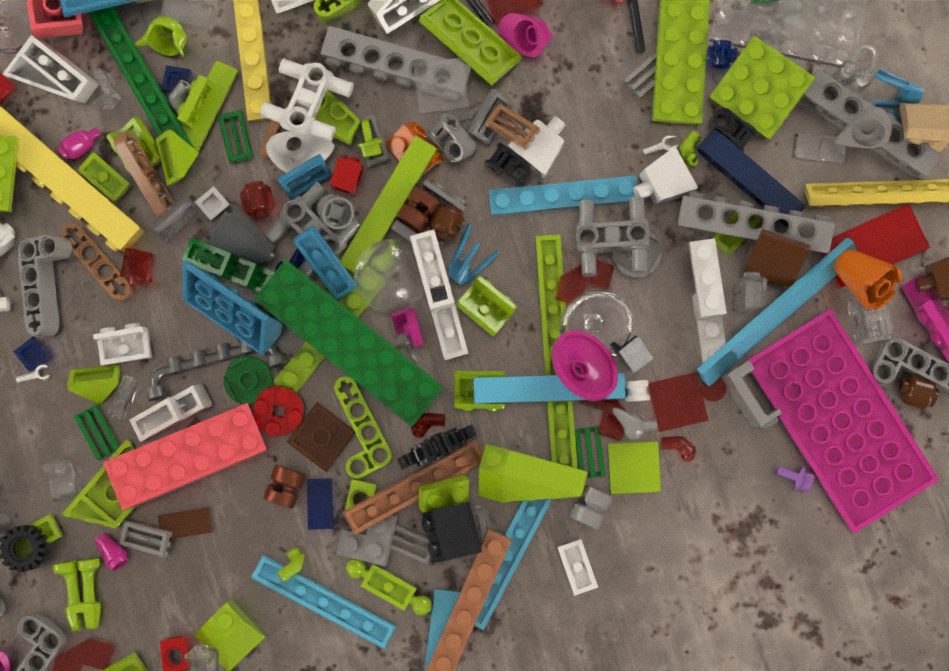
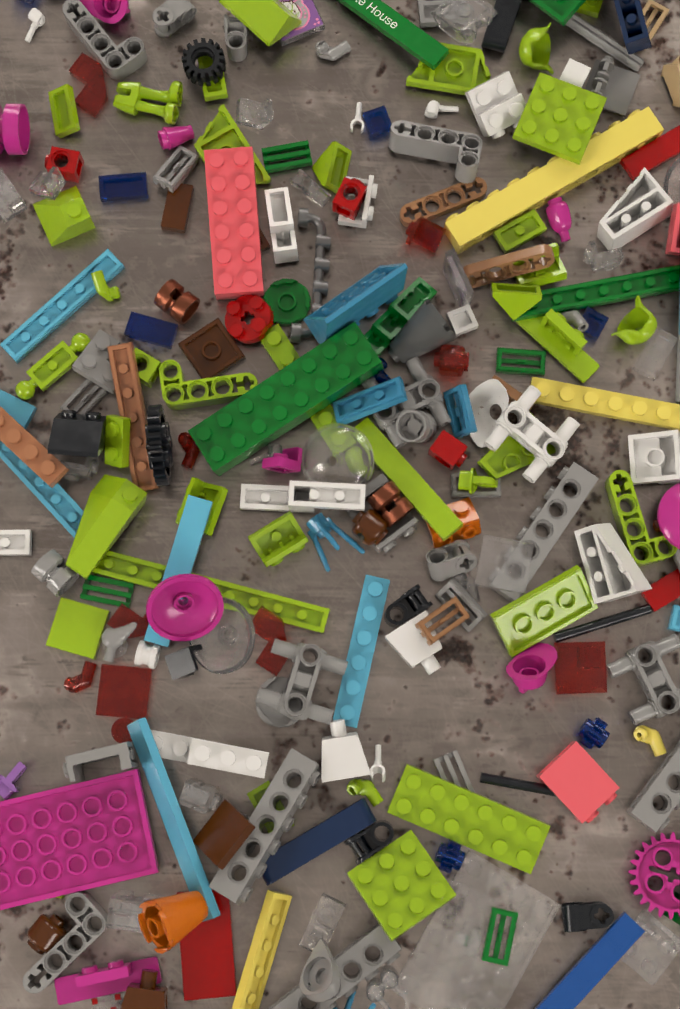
camera: 105 degrees right, 5 degrees down
(133, 356) = (347, 207): none -> red brick
(180, 586) = (123, 186): none -> clear blue tile

